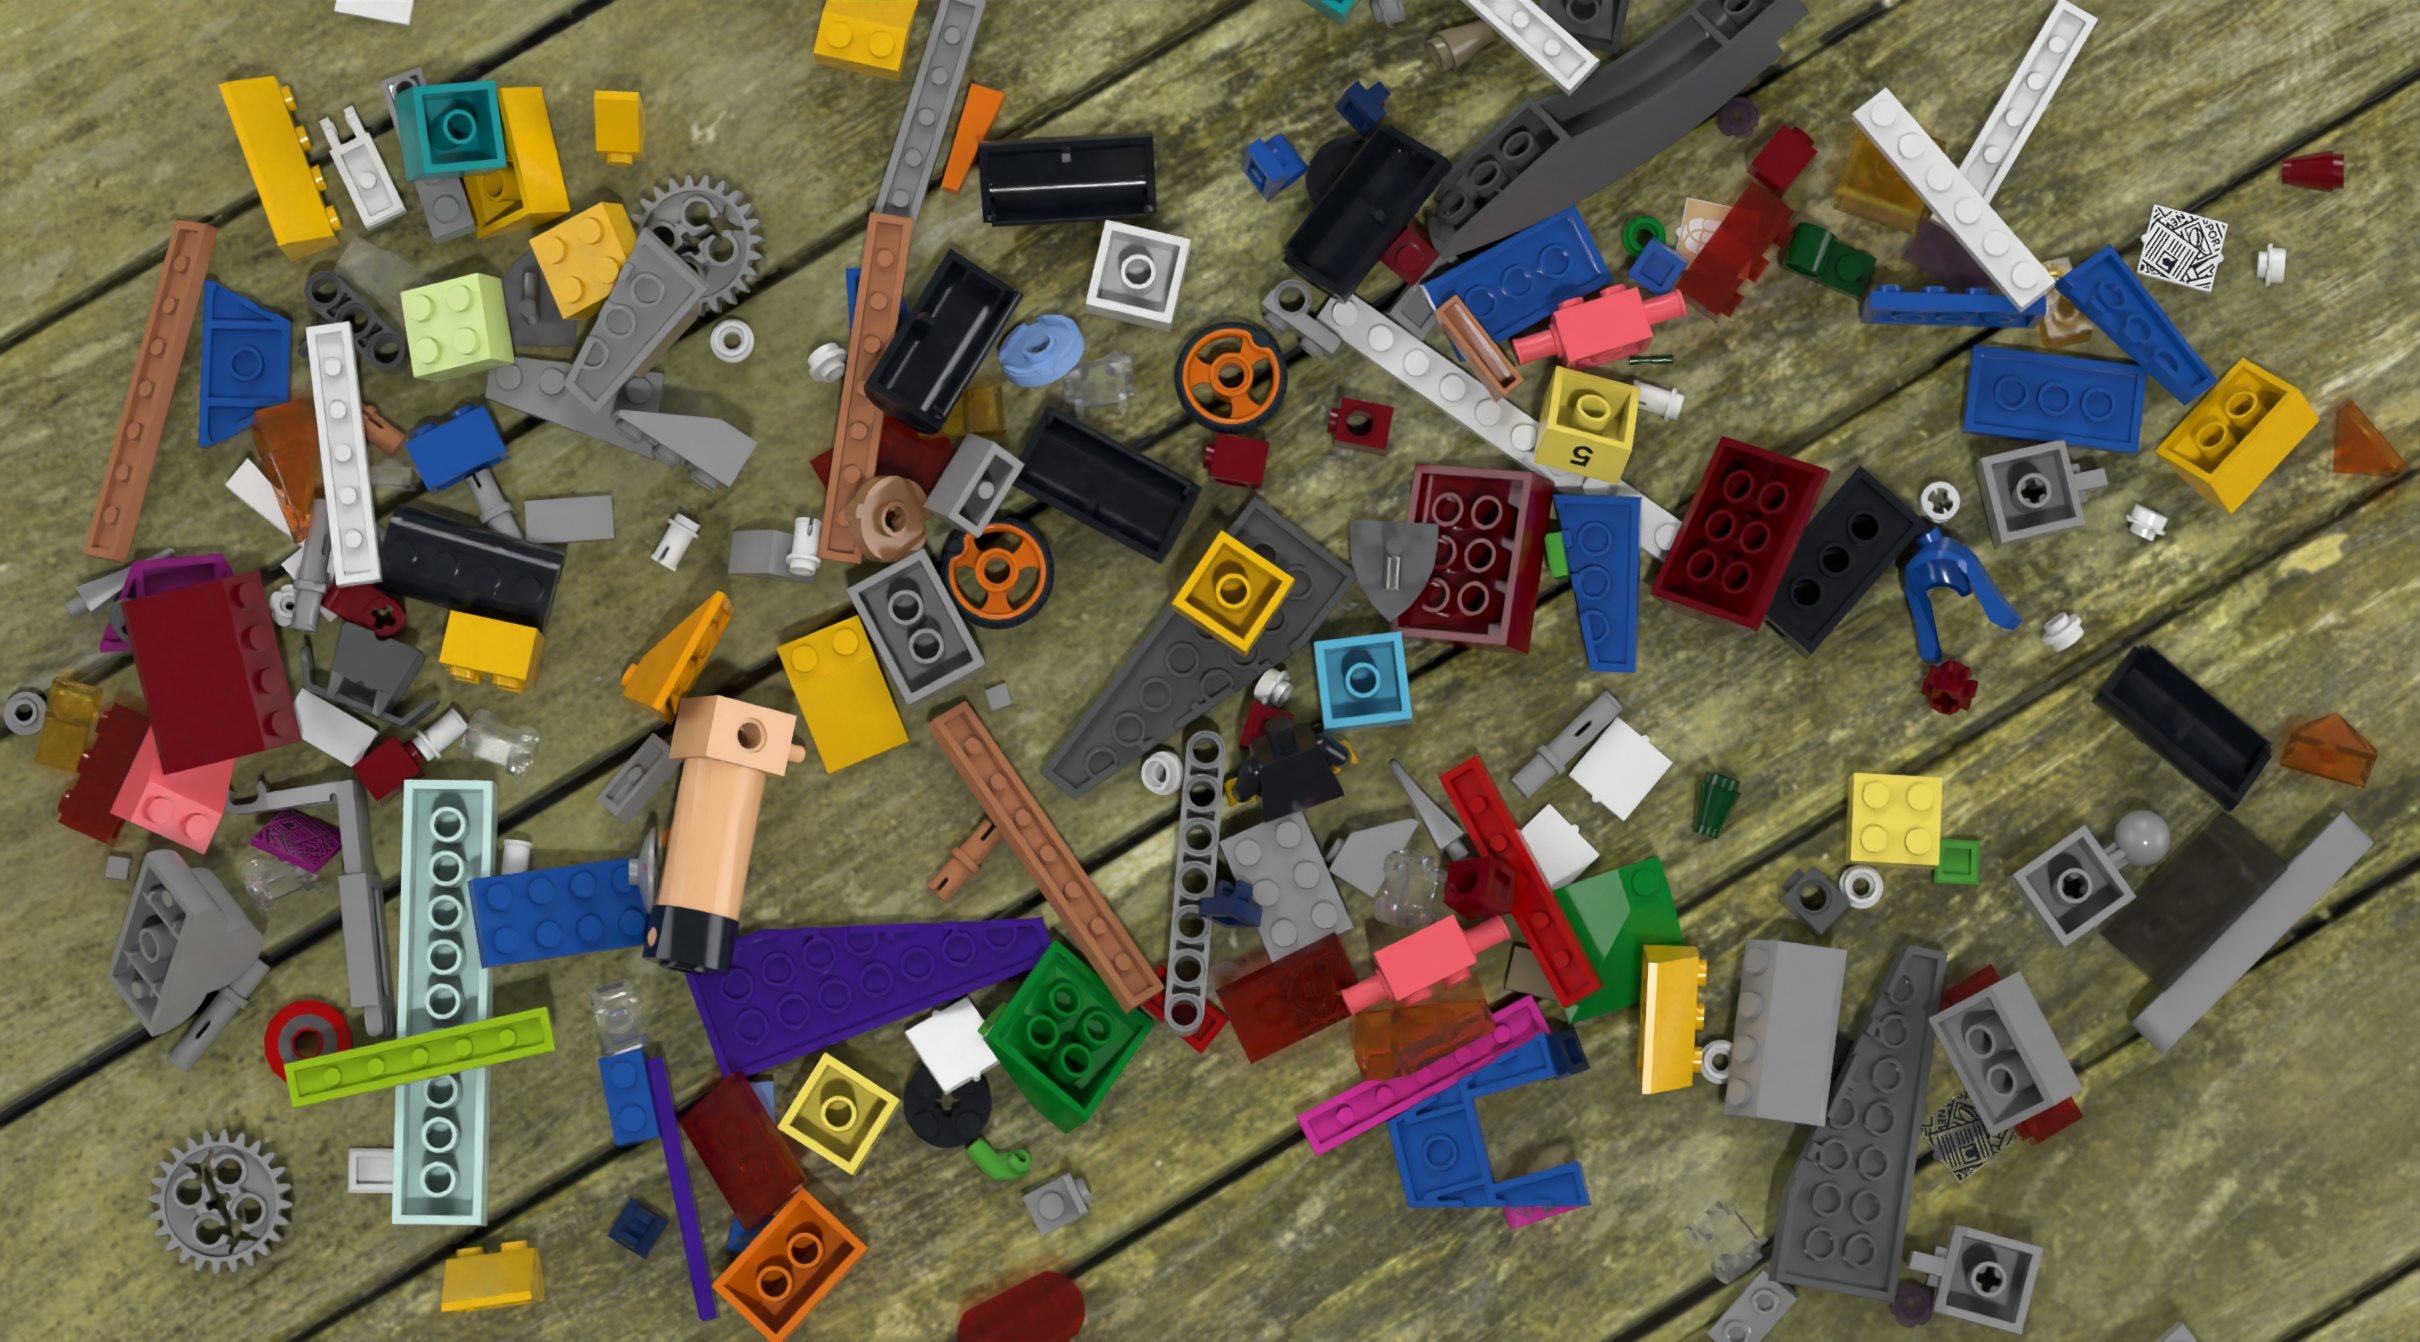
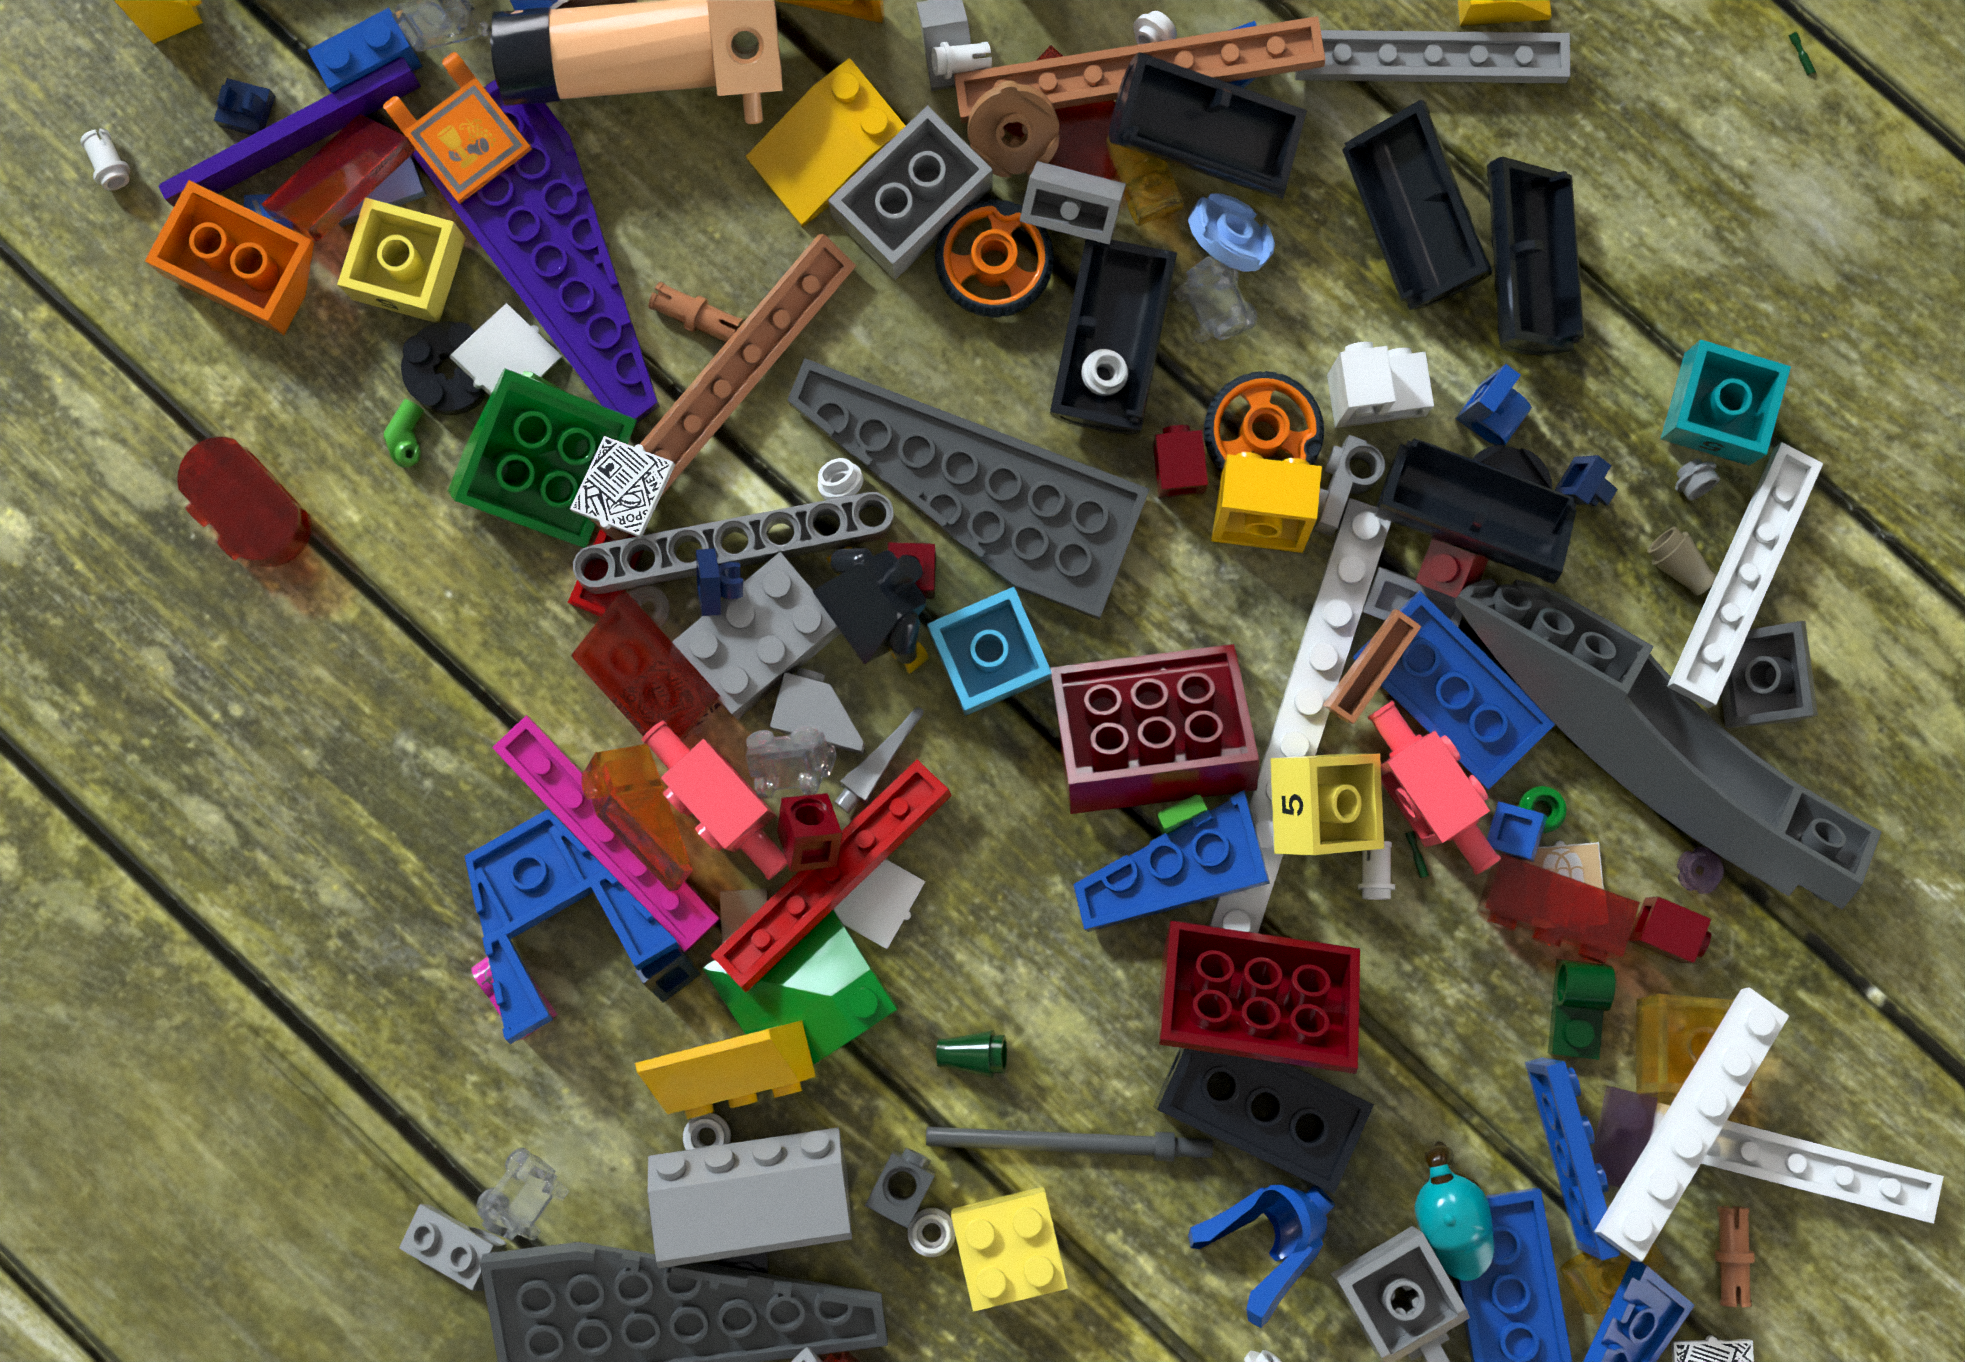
camera: 75 degrees right, 0 degrees up
(737, 1027) = (463, 137): none -> orange flag
(975, 124) = (1448, 106): orange piece -> none
(998, 697) = (870, 299): light grey piece -> none
(1058, 1203) = (377, 505): light grey bracket -> none
(1117, 966) = (622, 486): none -> white piece
(1138, 276) = (1337, 302): white brick -> none
(1139, 492) = (1113, 363): none -> white plate
(1145, 86) = (1535, 258): none -> black container
(1223, 262) = (1378, 385): none -> white brick
(1233, 594) = (1038, 489): yellow brick -> none
(1273, 688) = (958, 565): white plate -> none
(1300, 395) = (1267, 502): none -> yellow slope
(1373, 442) = (1251, 596): dark red brick -> none
(1392, 562) = (1124, 647): flat silver shield -> none
(1565, 746) = (988, 880): light grey pin -> none
(1620, 769) = (982, 945): white piece -> none
(1843, 662) = (1162, 1146): none -> dark grey bar
(1926, 507) = (1371, 1211): white bush -> none
(1949, 687) = (1168, 1267): dark red gear -> none
(1958, 863) = (987, 1329): bright green tile -> none
(1976, 426) = (1455, 1217): none -> teal hair
(2078, 196) = (1734, 1256): none -> nougat pin

